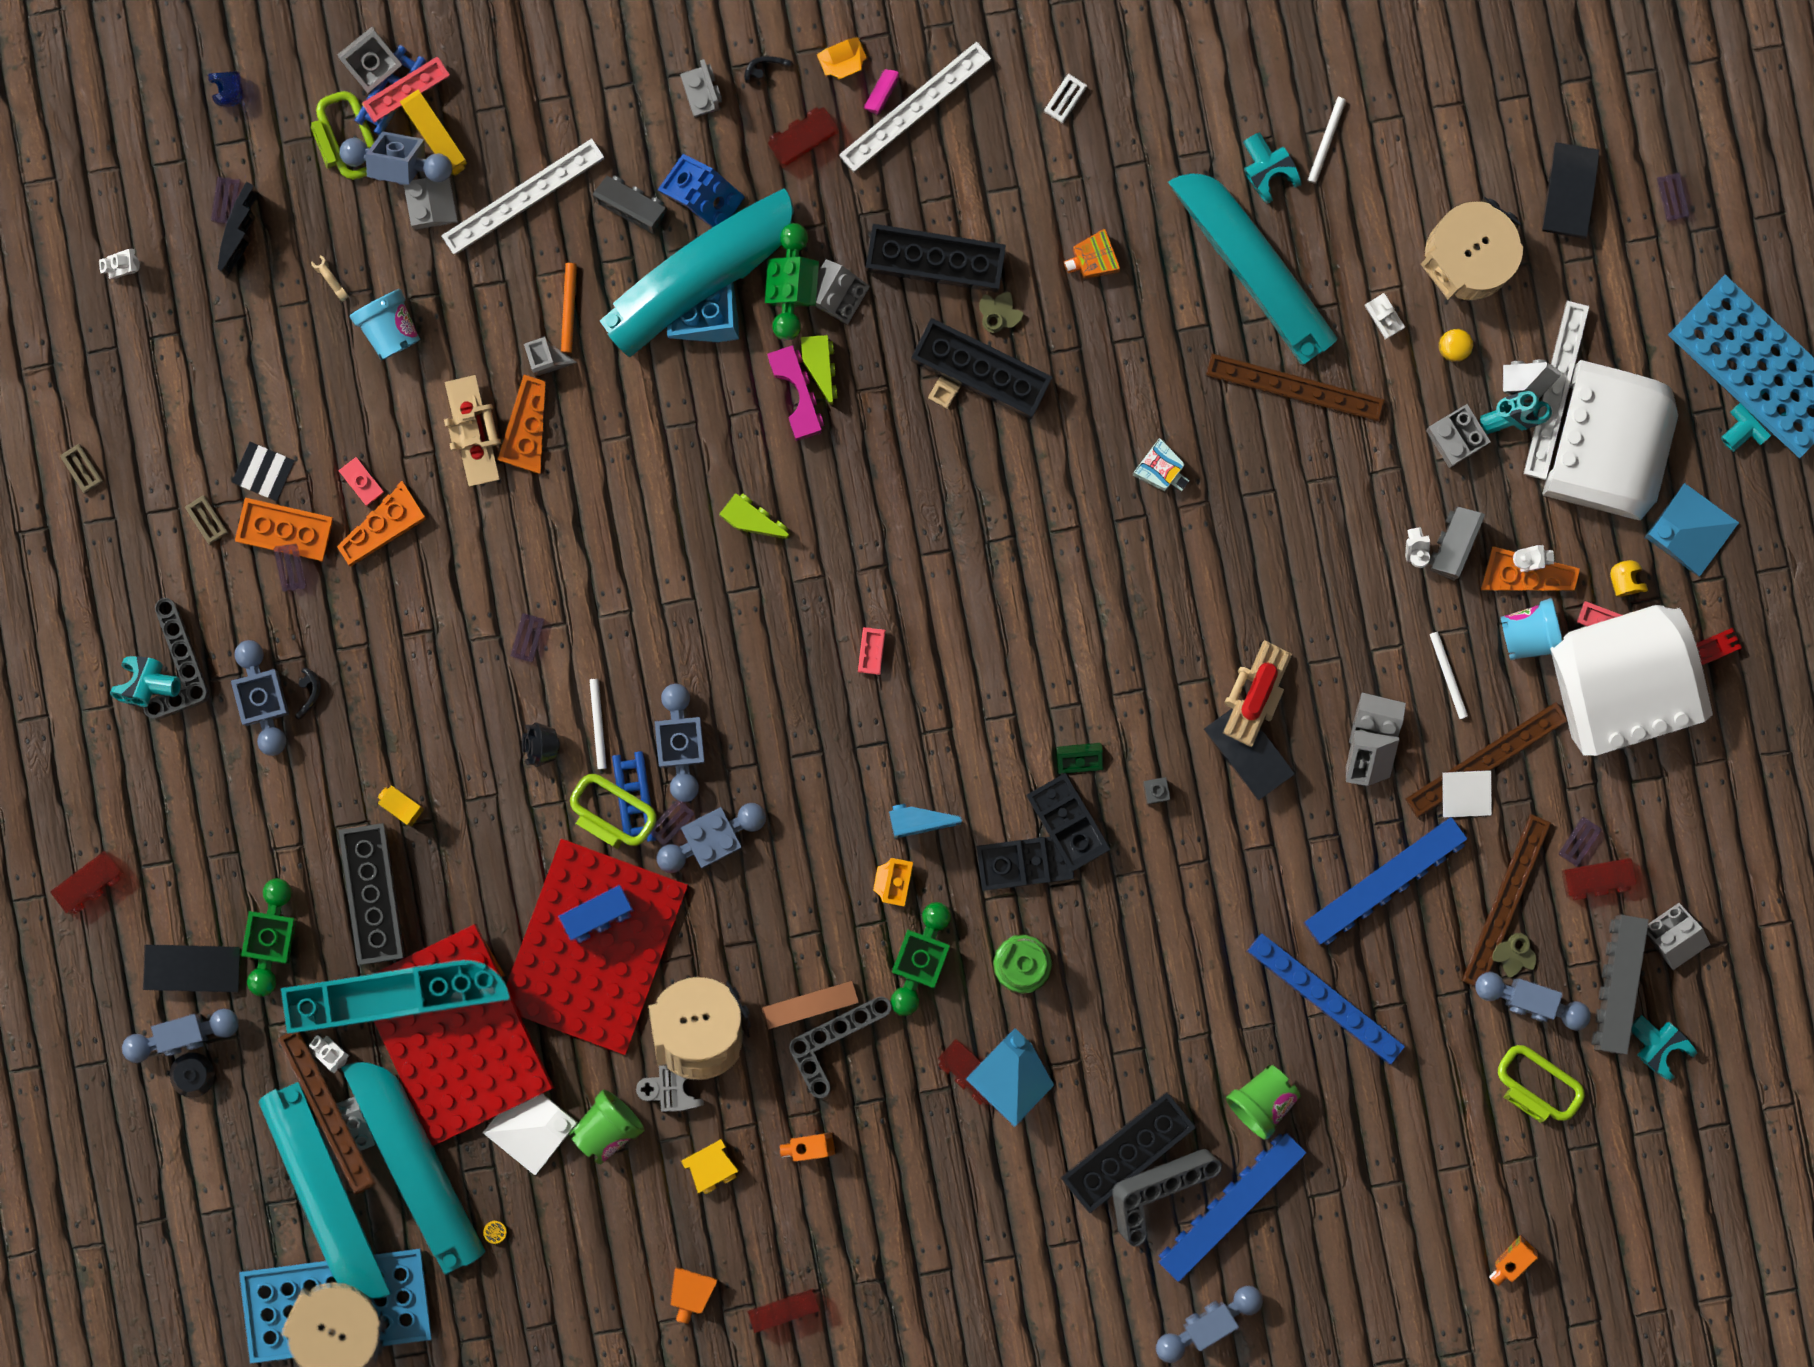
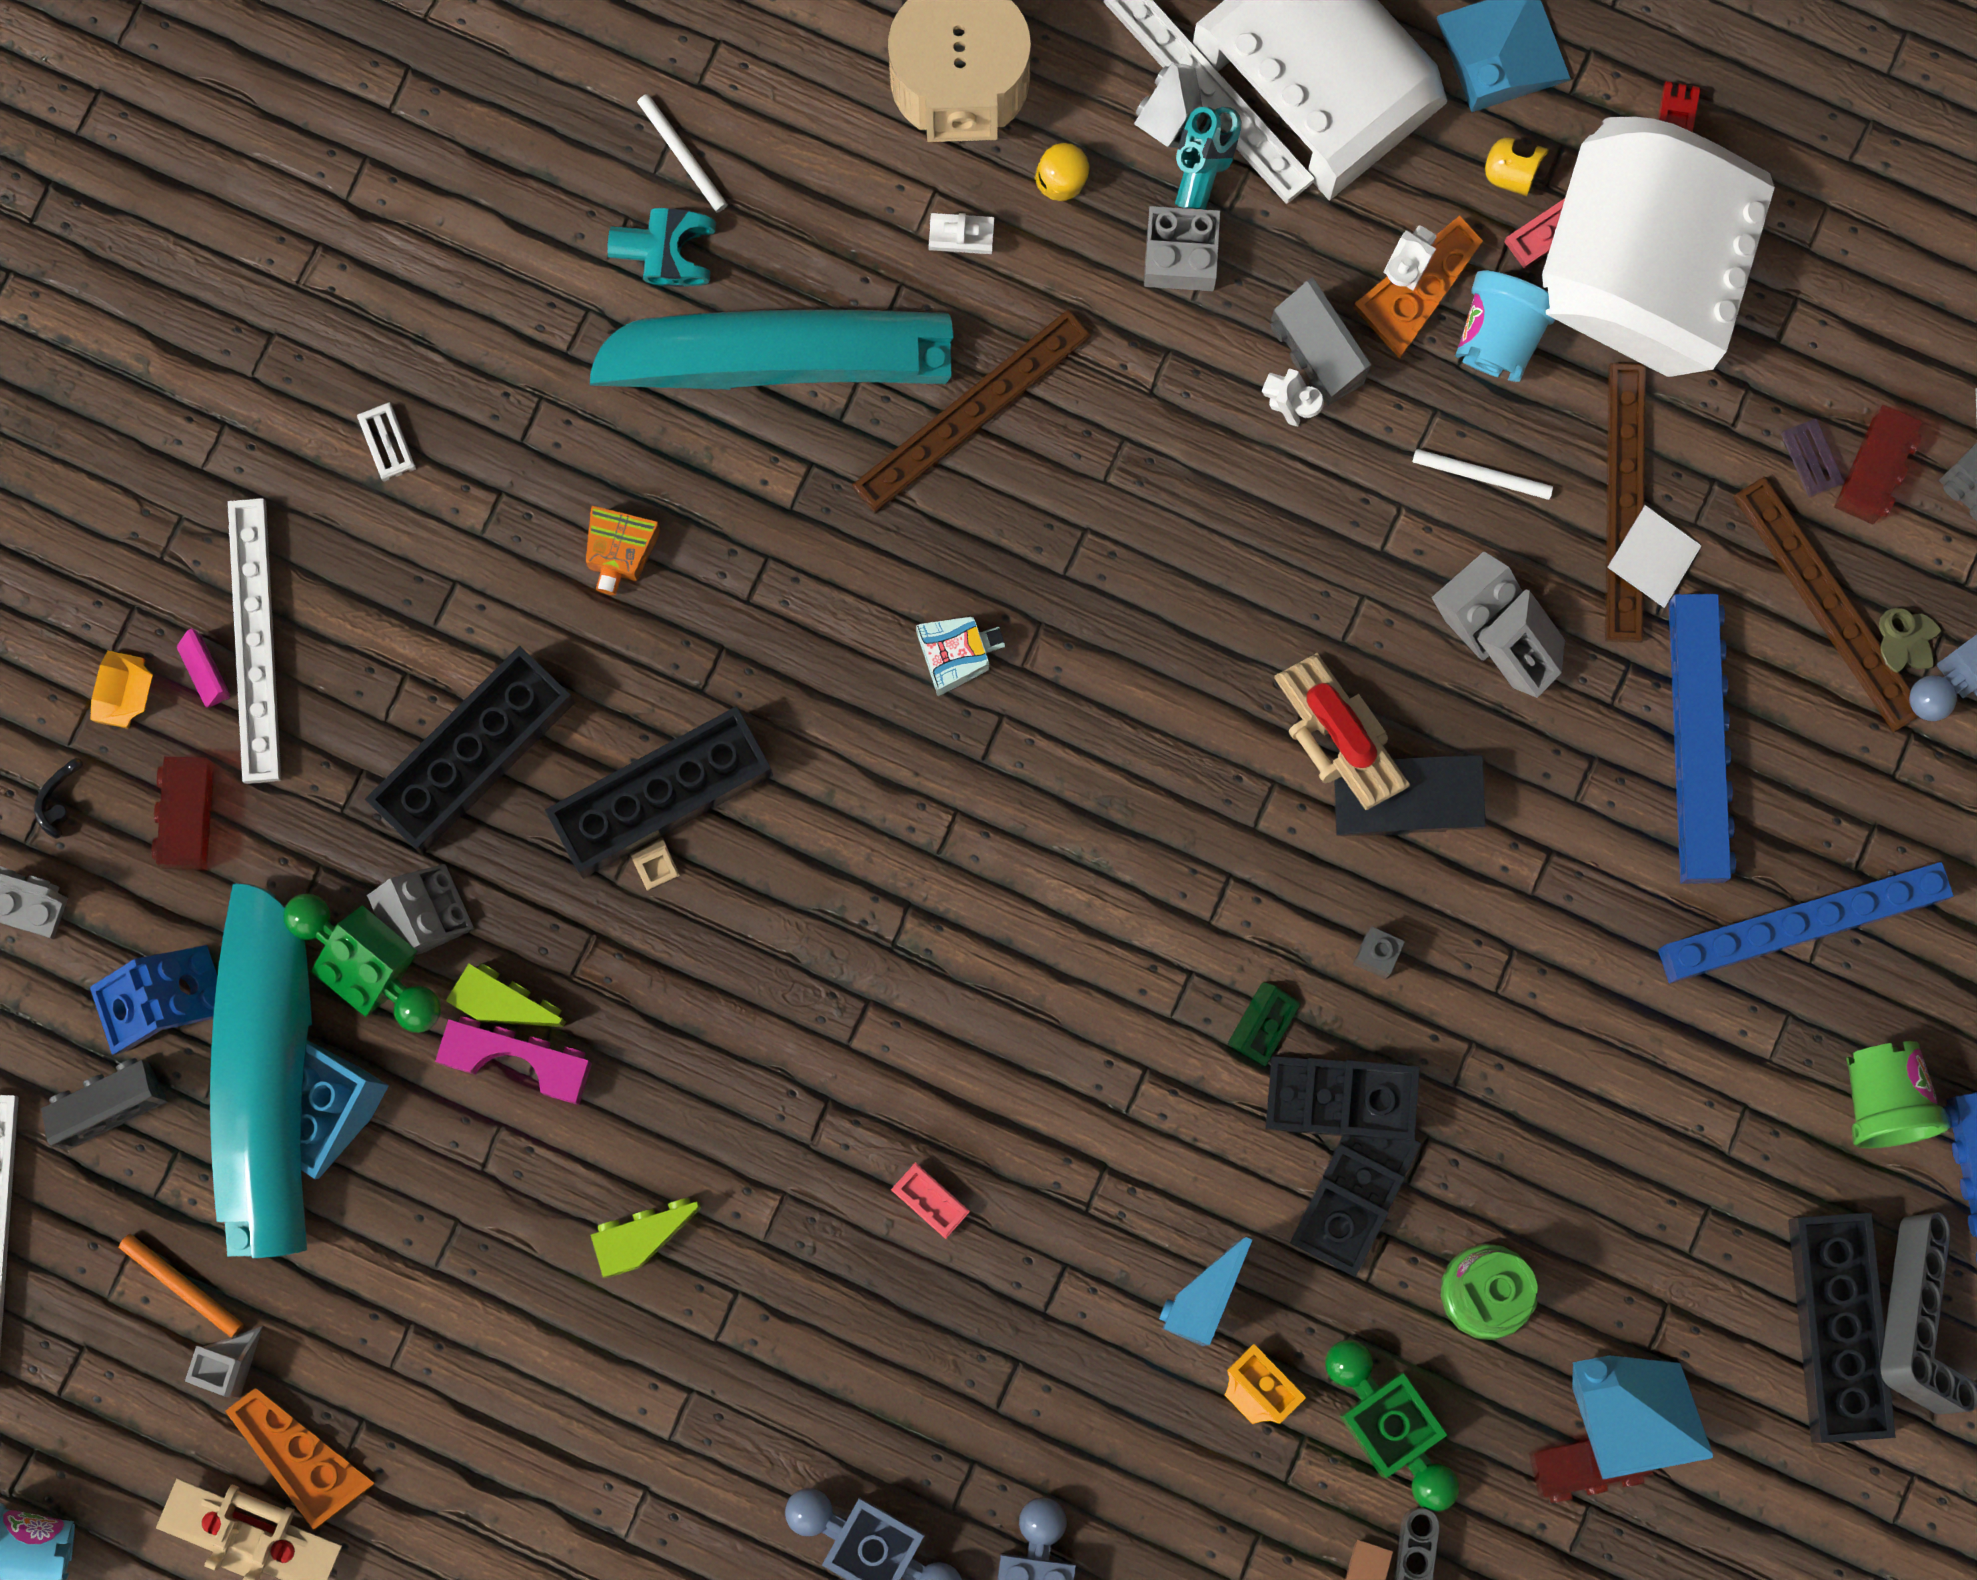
camera: 55 degrees left, 5 degrees down
(1001, 310) = (600, 715): olive plate -> none

